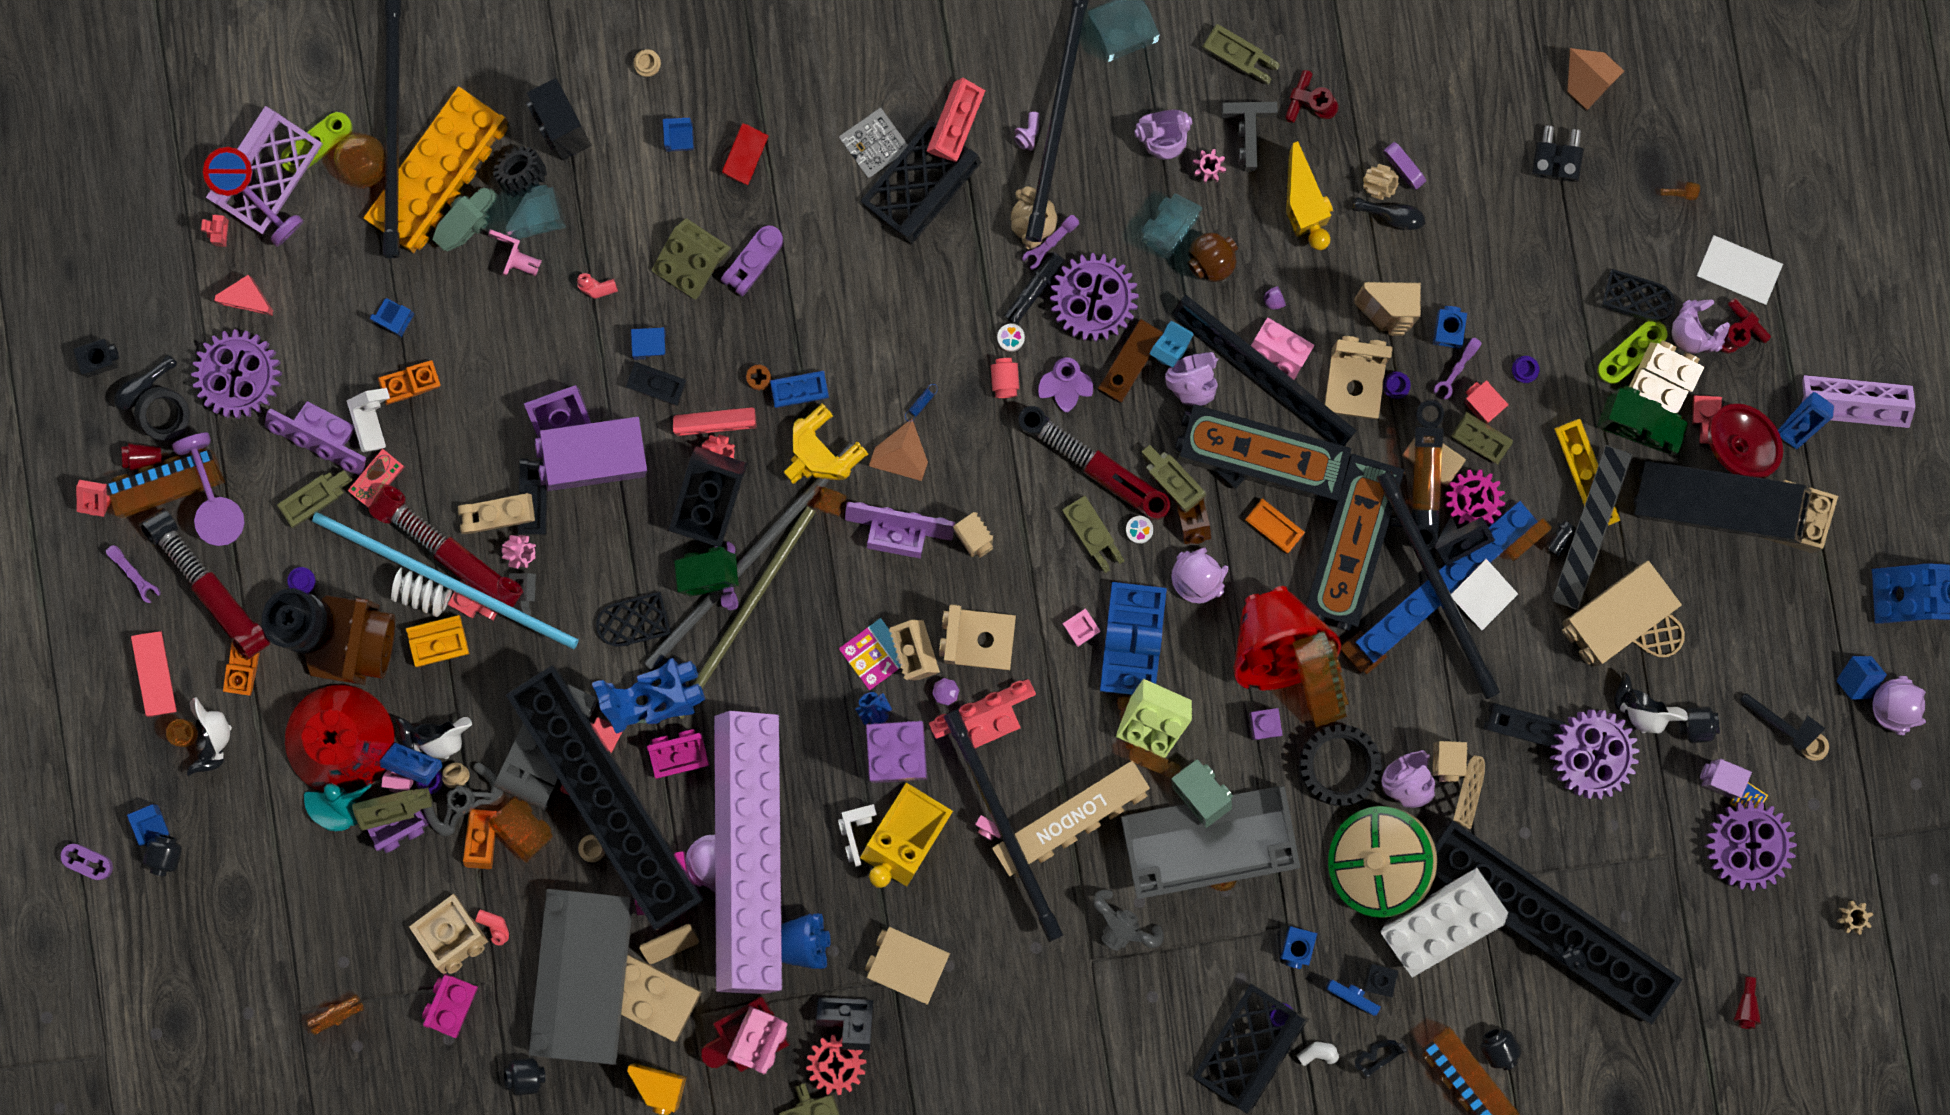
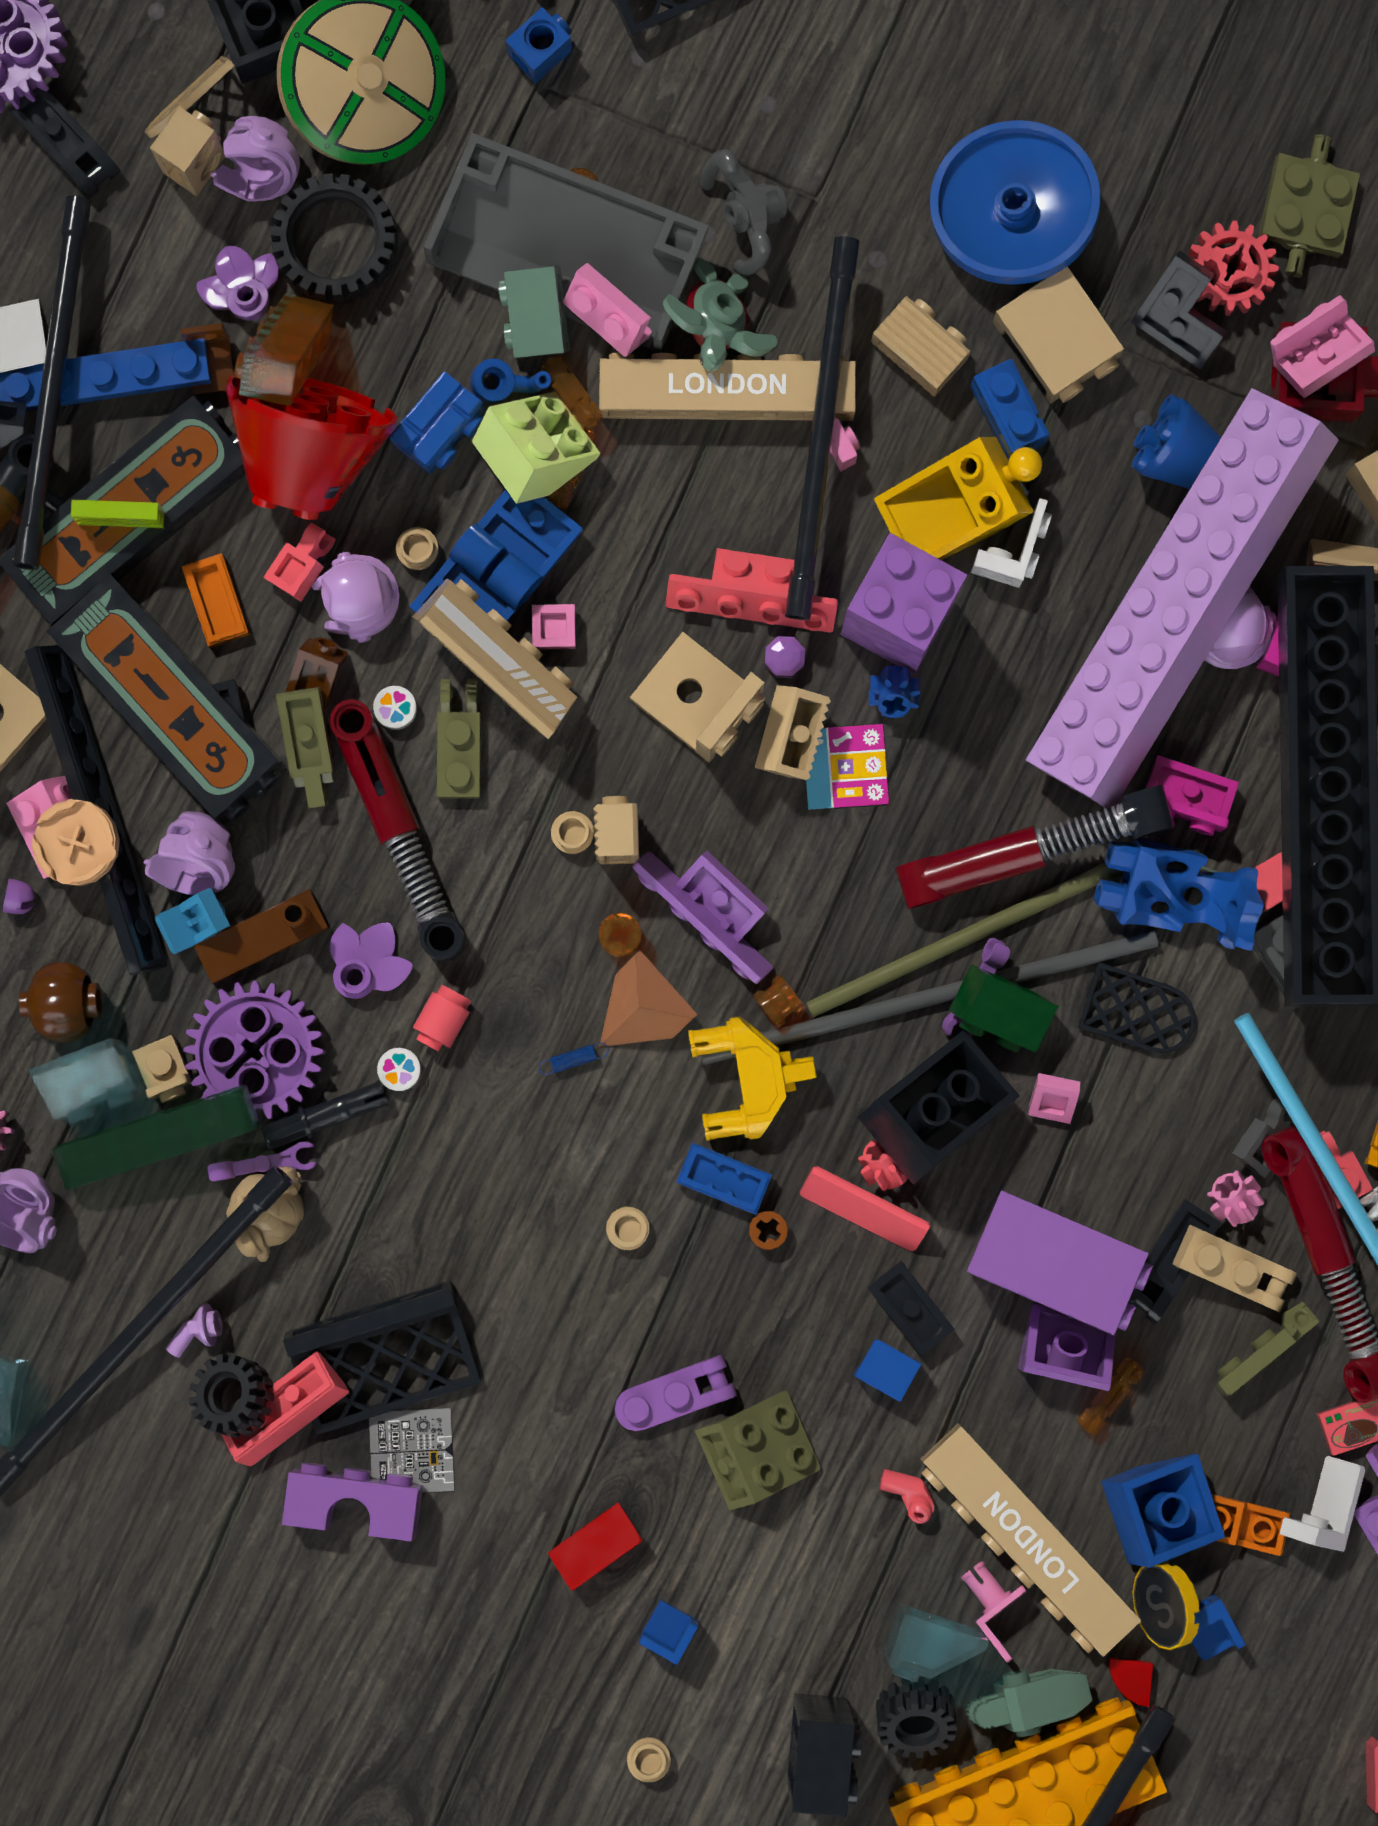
camera: 150 degrees left, 0 degrees up
(417, 265) = (1132, 1678): none -> red tile
(424, 312) = (1166, 1605): none -> tile
(452, 481) = (1267, 1348): none -> olive hinge
(456, 361) = (1162, 1510): none -> blue slope
(517, 302) = (1030, 1540): none -> tan brick
(519, 411) = (1107, 1402): none -> clear orange axle
(649, 543) = (1054, 1098): none -> bright pink plate
(746, 667) = (1029, 849): none -> piece
(834, 331) = (627, 1228): none -> tan tile
(867, 108) = (391, 1502): none -> medium lavender arch
(908, 905) = (1009, 408): none -> blue brick
(941, 486) = (622, 941): none -> clear orange wheel
(978, 1023) = (1015, 202): none -> blue dish
(979, 911) = (921, 344): none -> tan brick
(999, 103) = (210, 1392): none -> black tyre
(999, 523) = (572, 832): none -> tan plate
(1099, 587) = (496, 657): none -> tan slope
(1100, 852) = (718, 318): none -> sand green animal
(1115, 218) = (156, 1137): none -> clear green beam
(1136, 257) = (163, 1069): none -> tan bracket
(1162, 815) = (607, 310): none -> bright pink bracket
(1183, 623) = (417, 548): none -> tan plate
(1194, 745) = (506, 381): none -> blue plate
(1216, 698) = (438, 424): none -> blue brick
(1241, 570) = (298, 567): none -> coral plate
(1260, 345) = (75, 842): none -> light nougat tile
(1265, 724) = (395, 349): medium lavender brick -> none
(1353, 533) = (117, 513): none -> lime tile
(1379, 711) = (238, 278): none -> medium lavender plate

